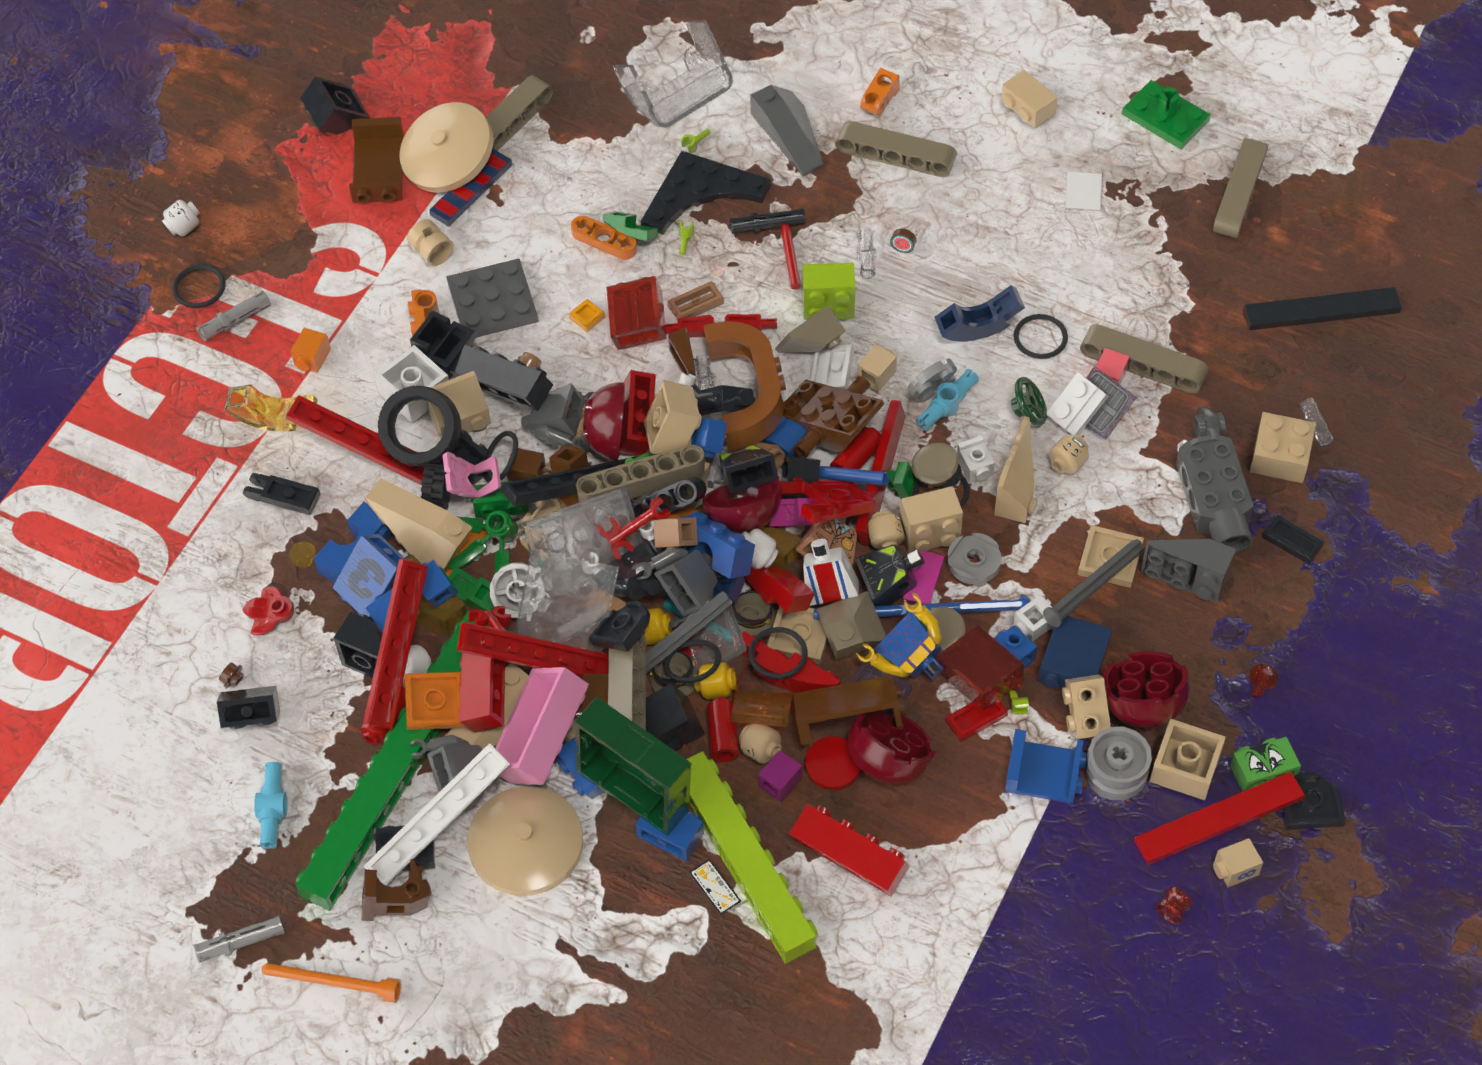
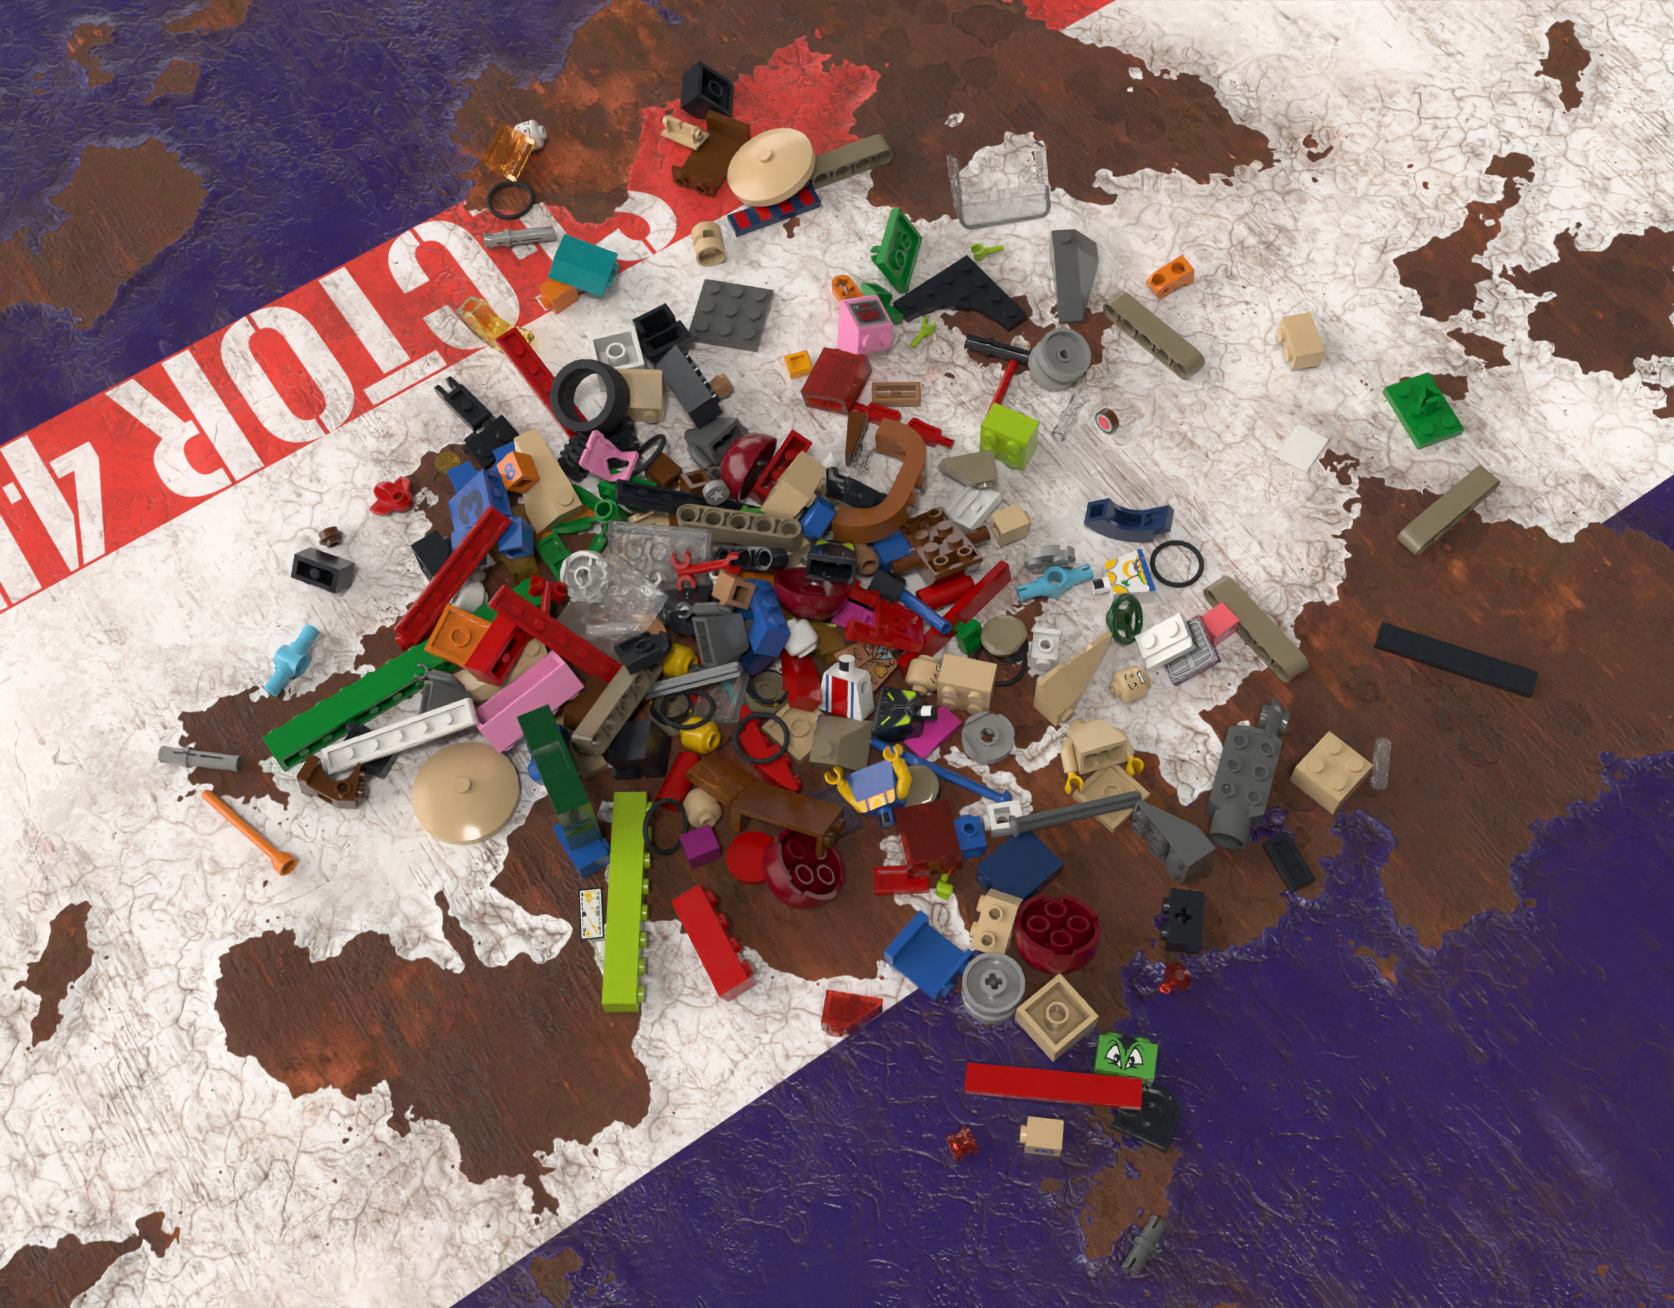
camera: 30 degrees right, 5 degrees up
(172, 240) = (508, 152): none -> clear orange slope
(324, 312) = (584, 265): none -> teal brick
(332, 514) = (495, 435): none -> black bracket
(335, 153) = (683, 133): none -> tan hinge
(393, 524) = (518, 472): none -> orange brick
(421, 306) = (668, 293): orange plate -> none
(596, 457) = (716, 492): none -> light grey tile
(617, 173) = (898, 250): none -> green plate
(635, 251) = (864, 325): none -> bright pink slope
(743, 751) = (646, 821): none -> black tyre
(830, 204) = (1059, 359): none -> light grey wheel
(1004, 848) = (848, 1012): none -> clear red slope
(1007, 364) = (1126, 575): none -> torso
(1074, 521) = (1094, 747): none -> tan torso
(1240, 628) = (1190, 907): none -> black brick
(1376, 907) = (1144, 1246): none -> dark grey pin

